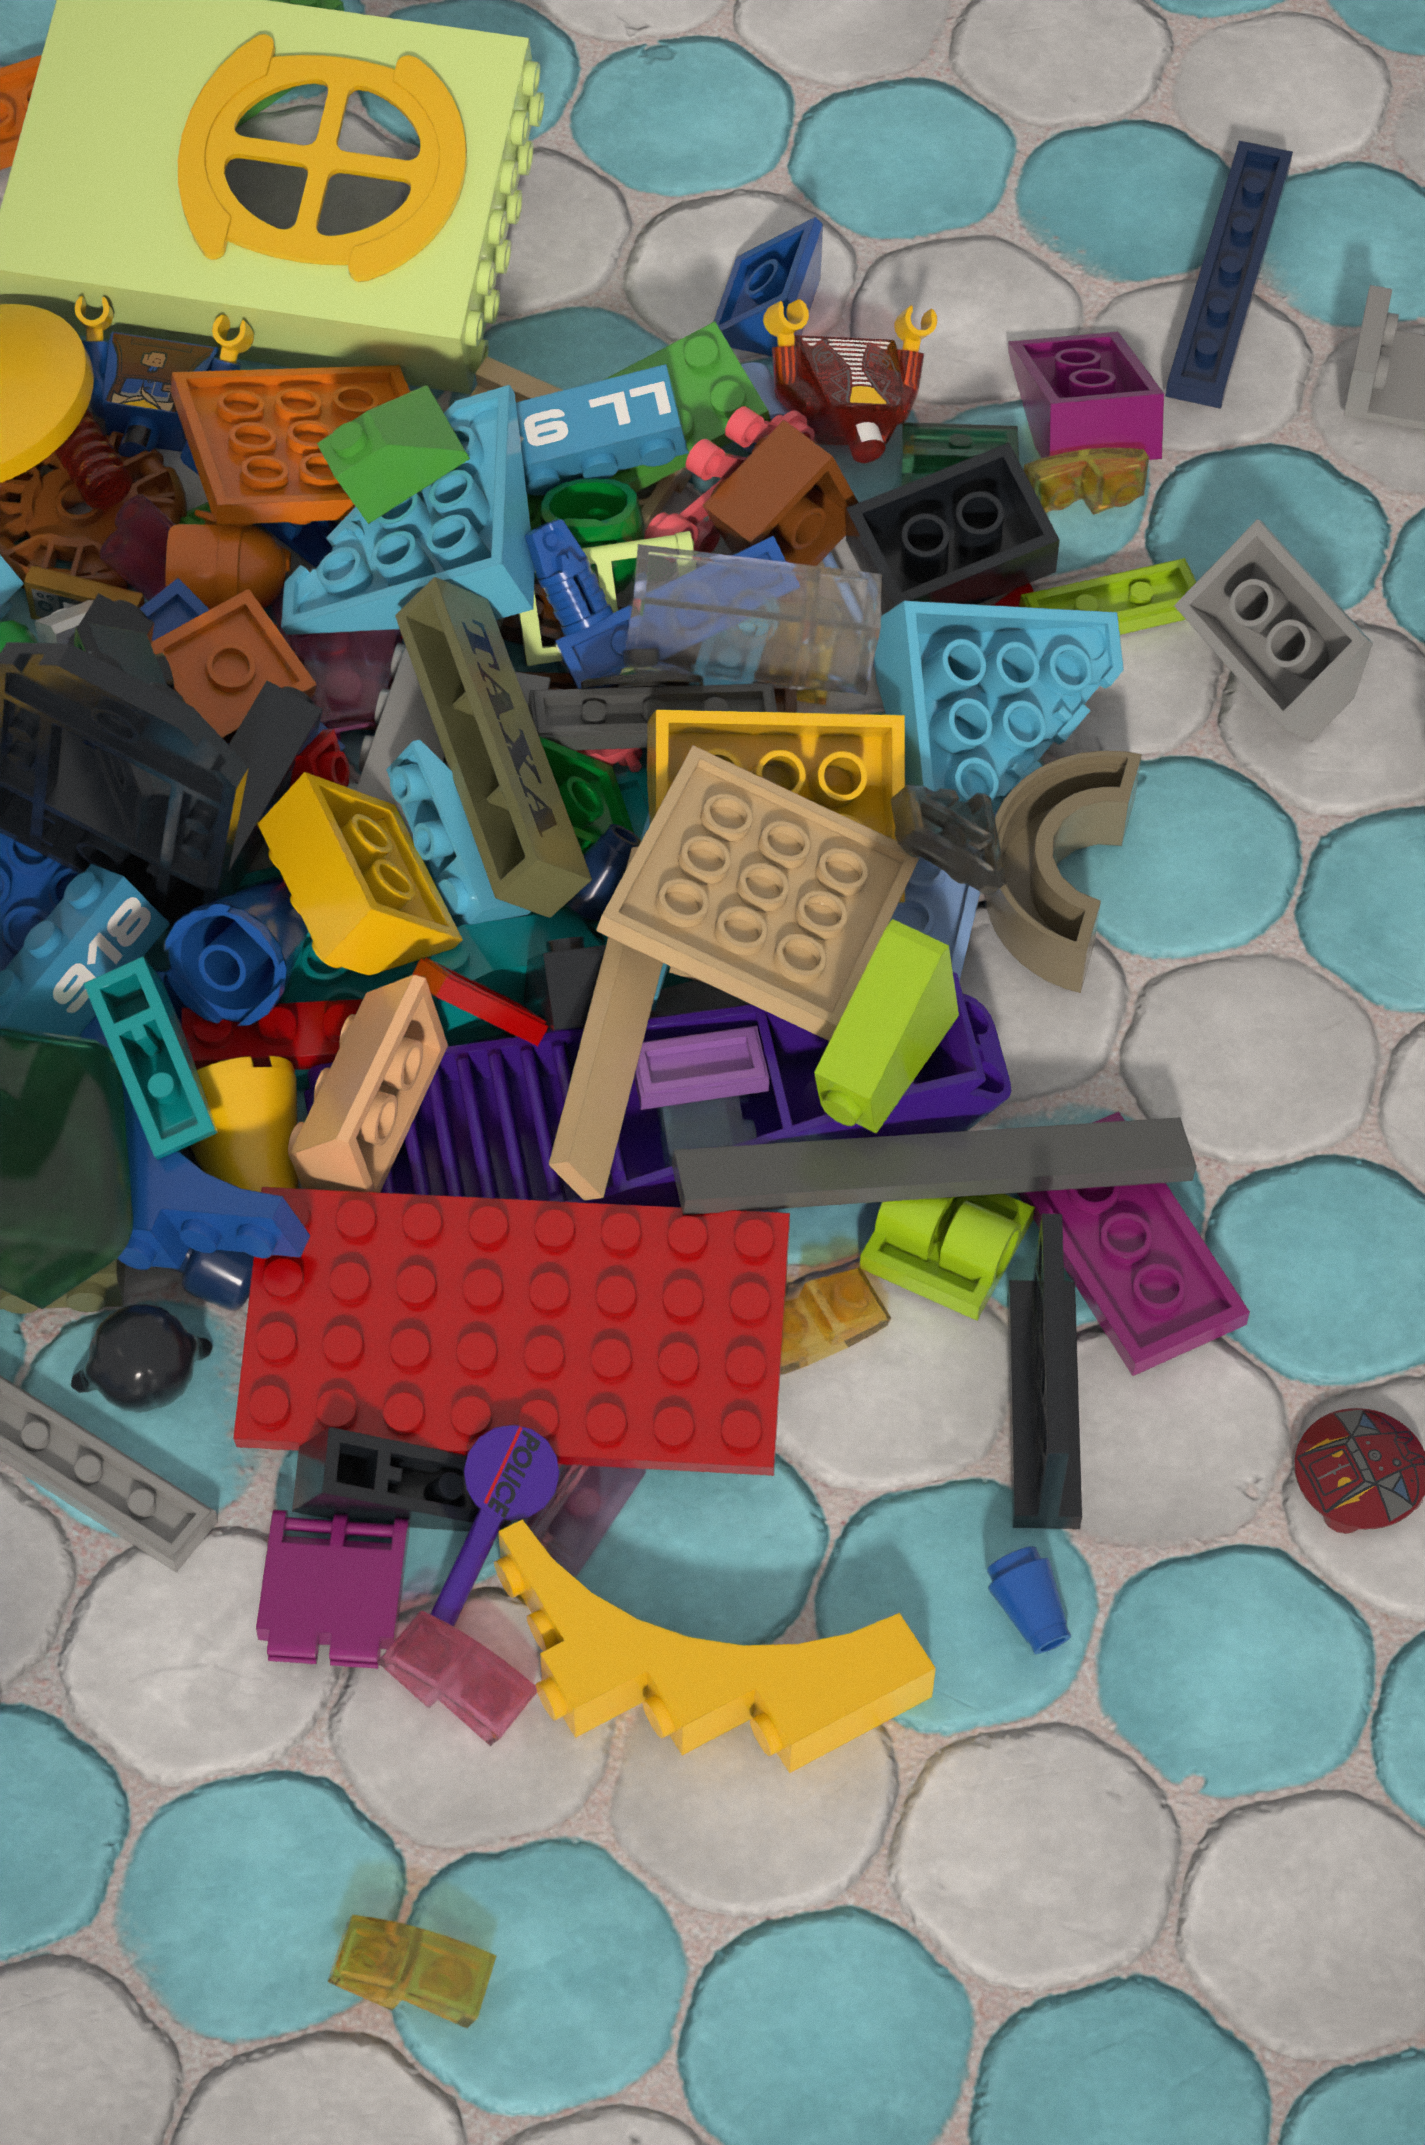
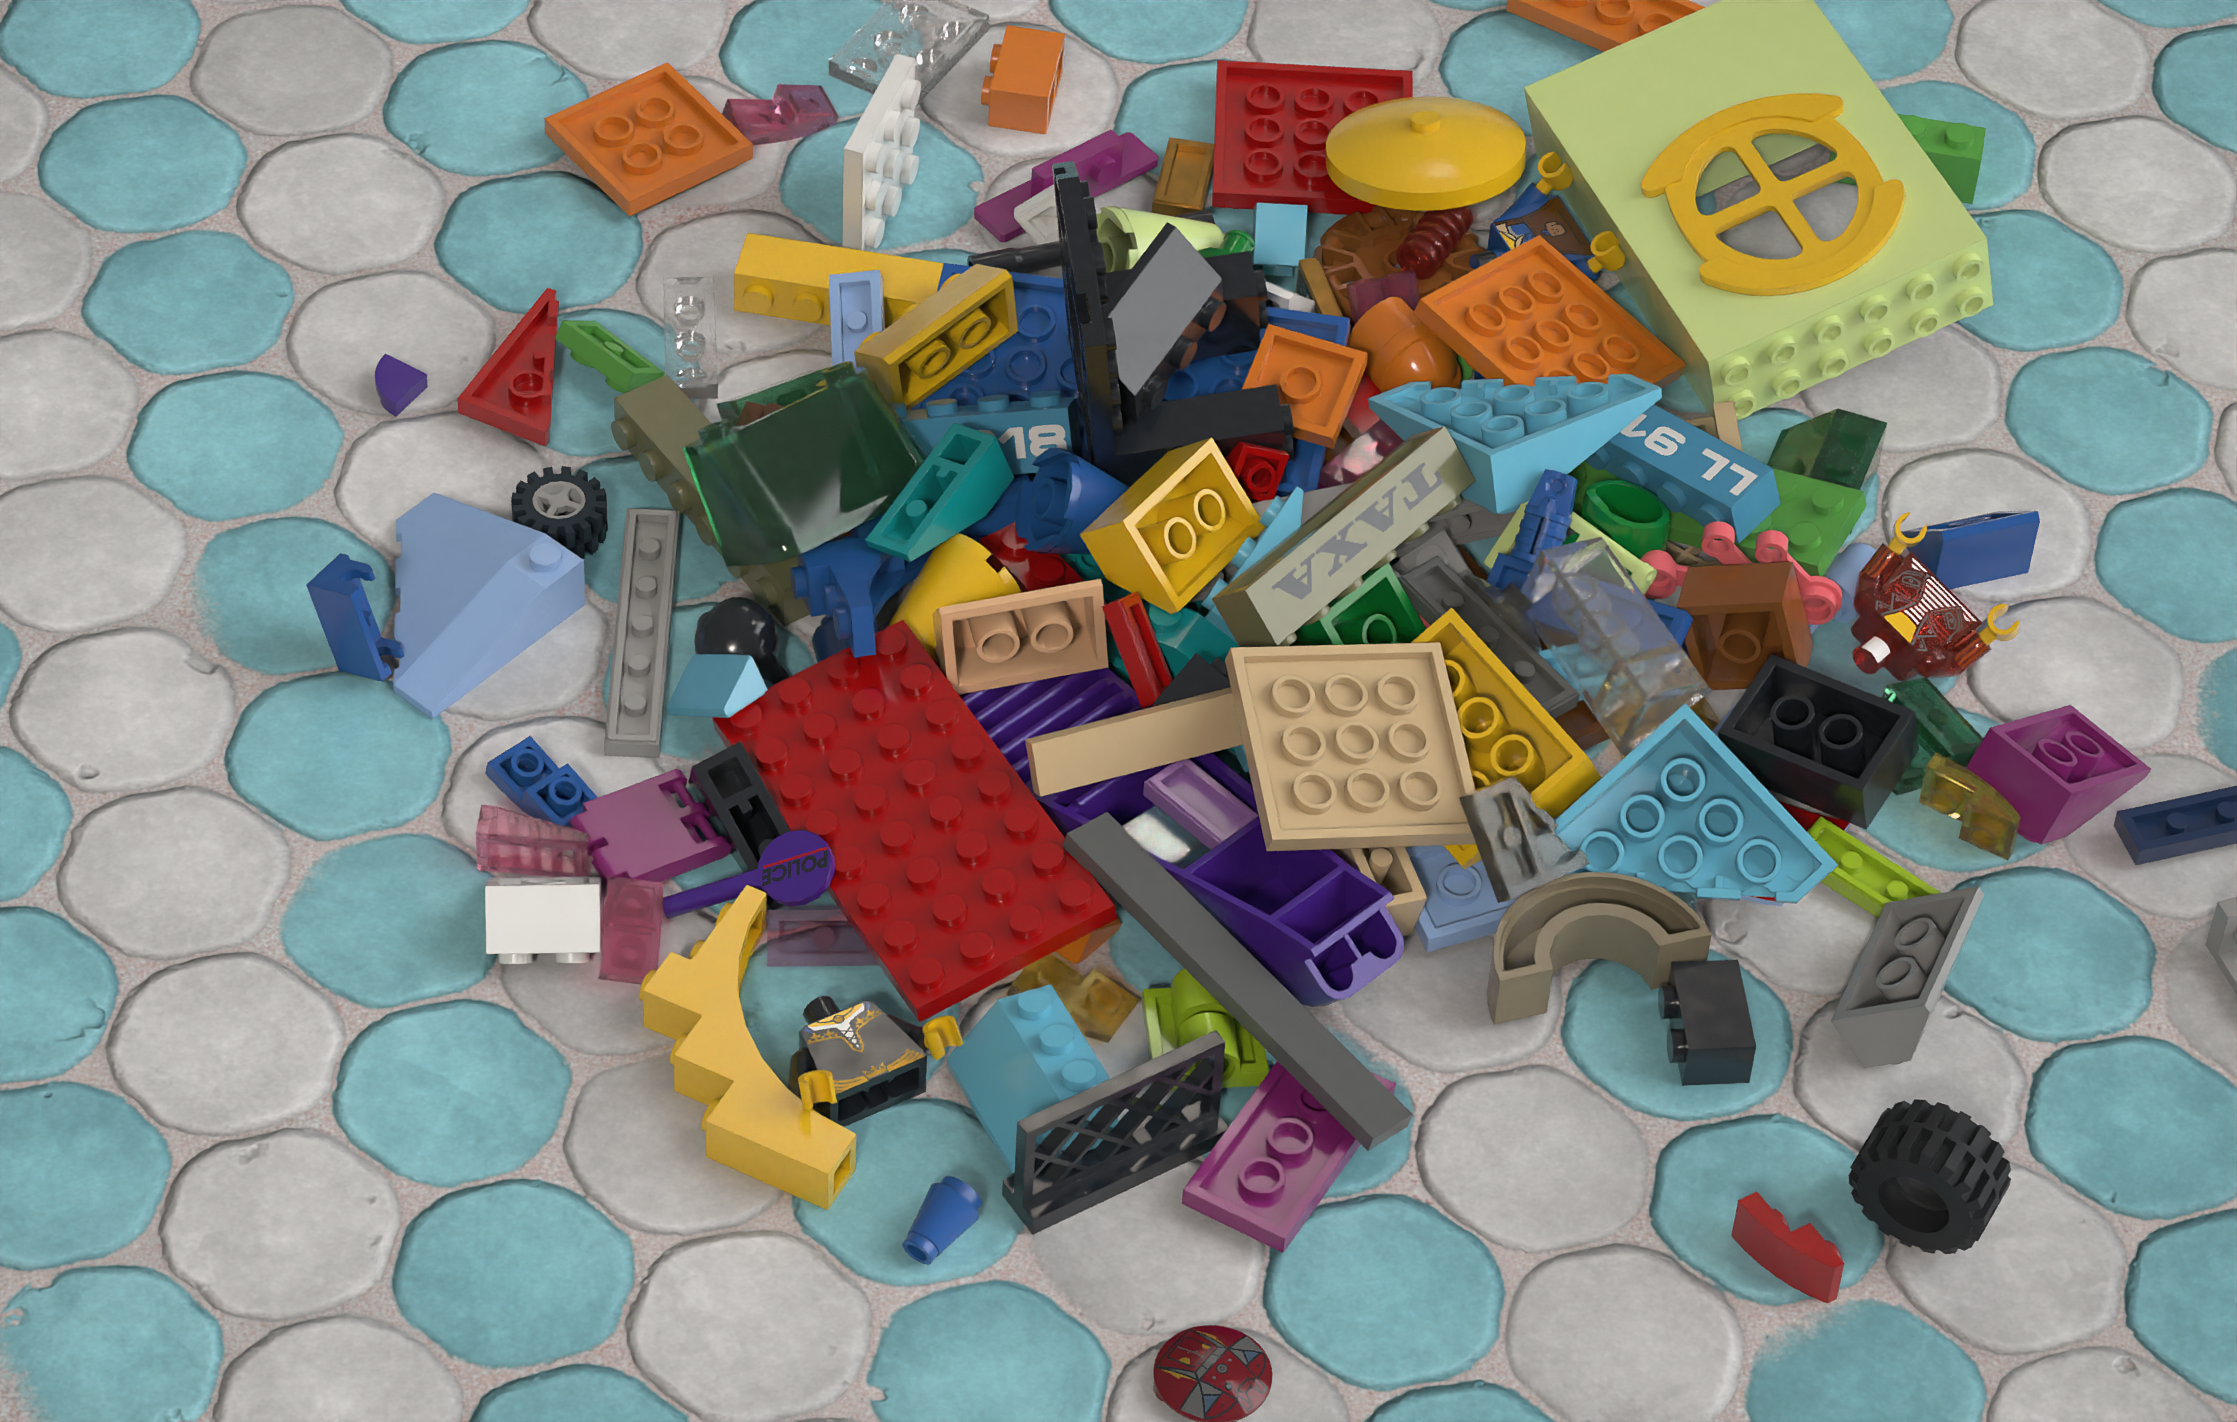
camera: 55 degrees right, 10 degrees down
(189, 1659) = (538, 783): none -> blue slope
(197, 1412) = (716, 686): none -> medium azure slope
(263, 1720) = (518, 842): none -> clear pink slope
(379, 1748) = (543, 917): none -> white slope
(393, 452) = (1546, 357): bright green slope -> none
(411, 1964) = (398, 1011): clear yellow slope -> none
(595, 330) = (1833, 449): none -> clear green slope
(784, 1554) = (863, 1058): none -> torso
(888, 1028) = (1287, 864): lime slope -> none
(922, 1414) = (1022, 1062): none -> medium azure slope
(1203, 822) = (1708, 1022): none -> black brick

